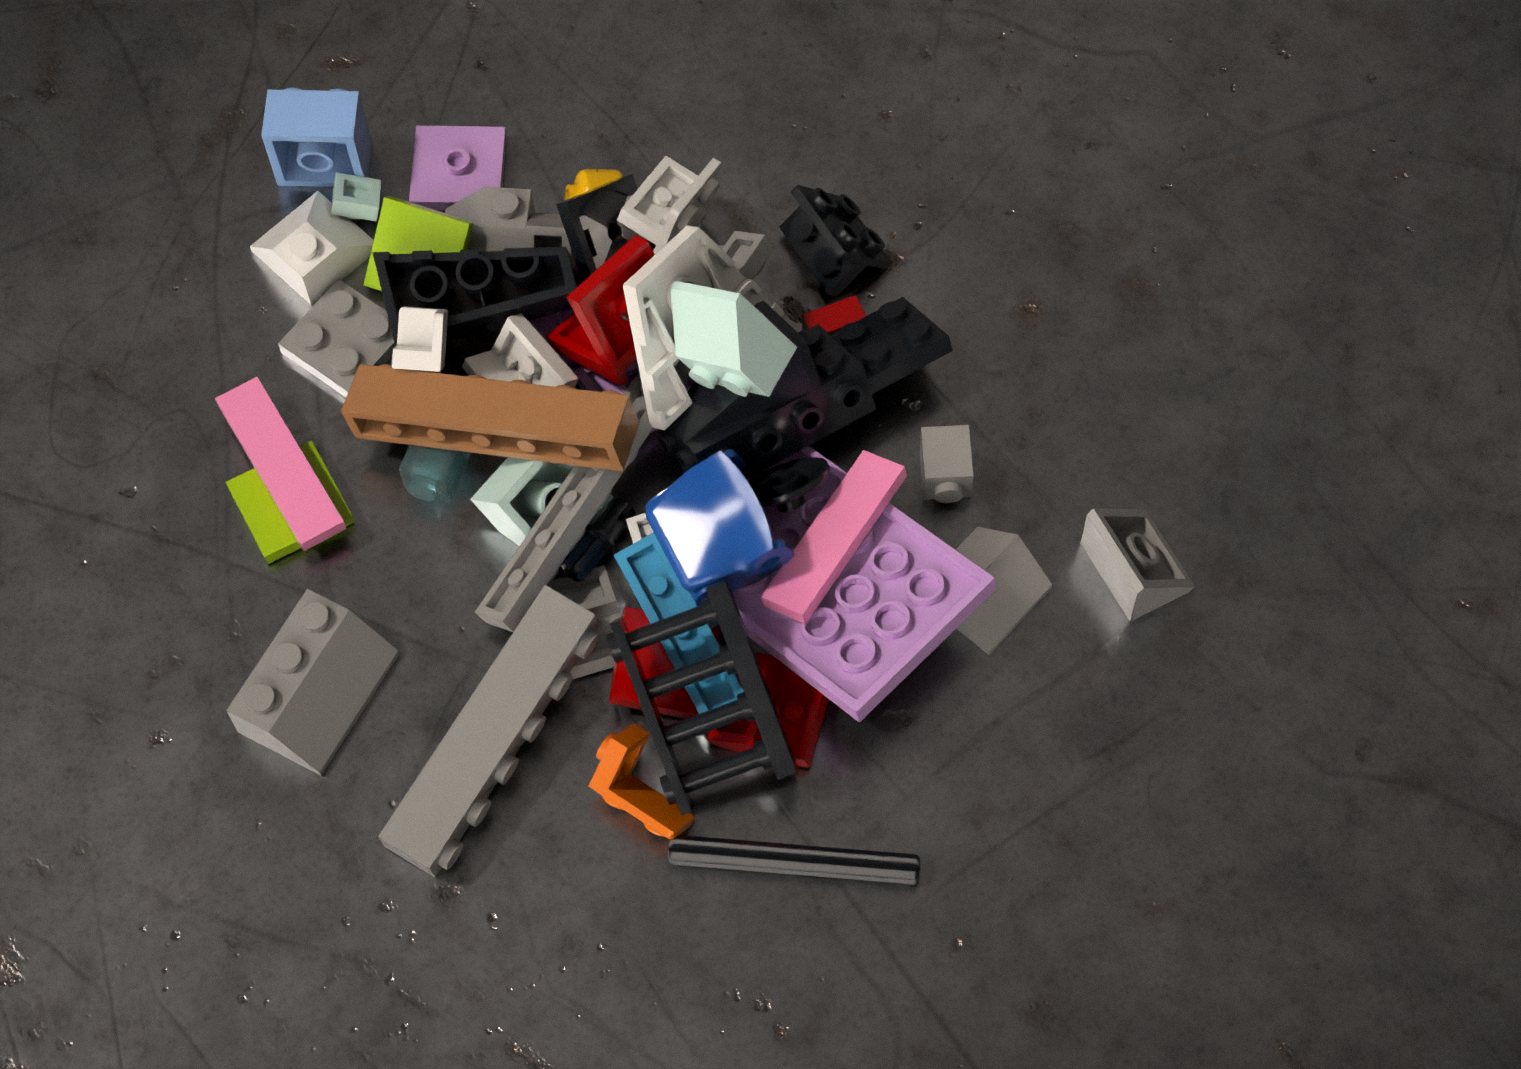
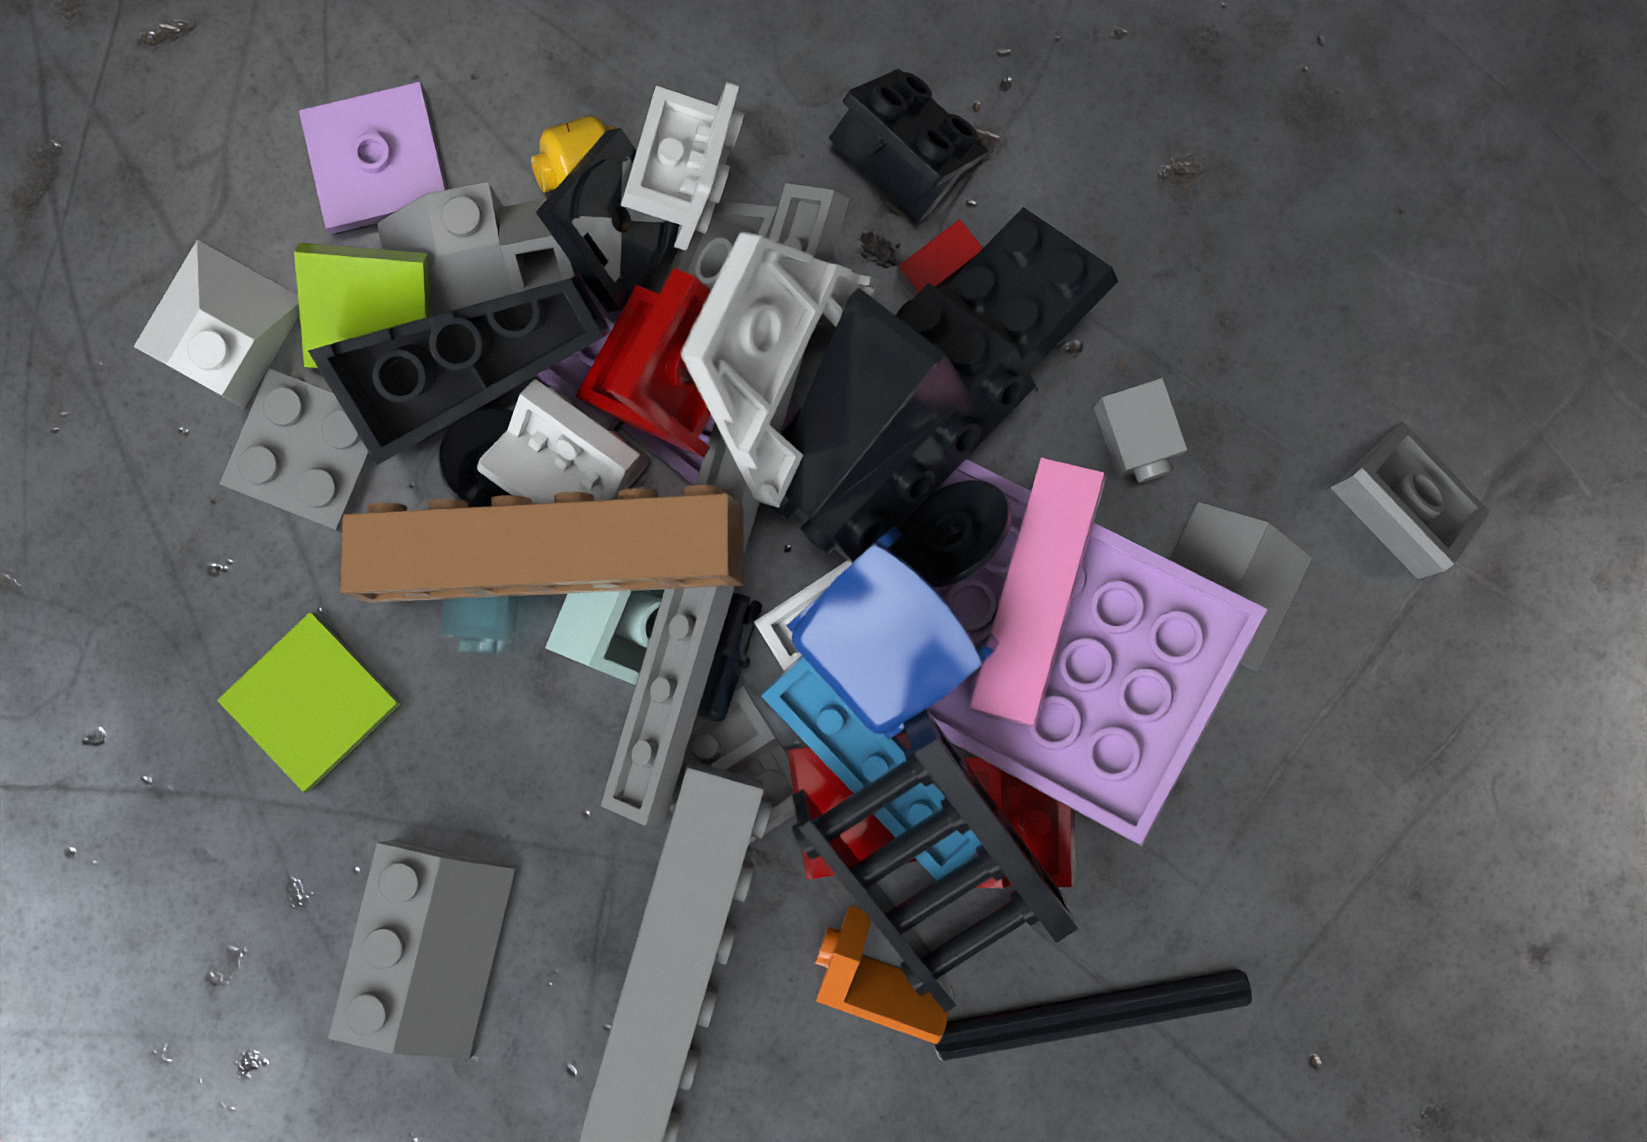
camera: 15 degrees left, 20 degrees up
(280, 464) = (279, 660): bright pink tile -> none
(315, 136) = (170, 173): light blue brick -> none
(356, 197) = (252, 241): light aqua plate -> none
(421, 339) = (415, 463): white panel -> none
(727, 340) = (841, 387): light aqua slope -> none

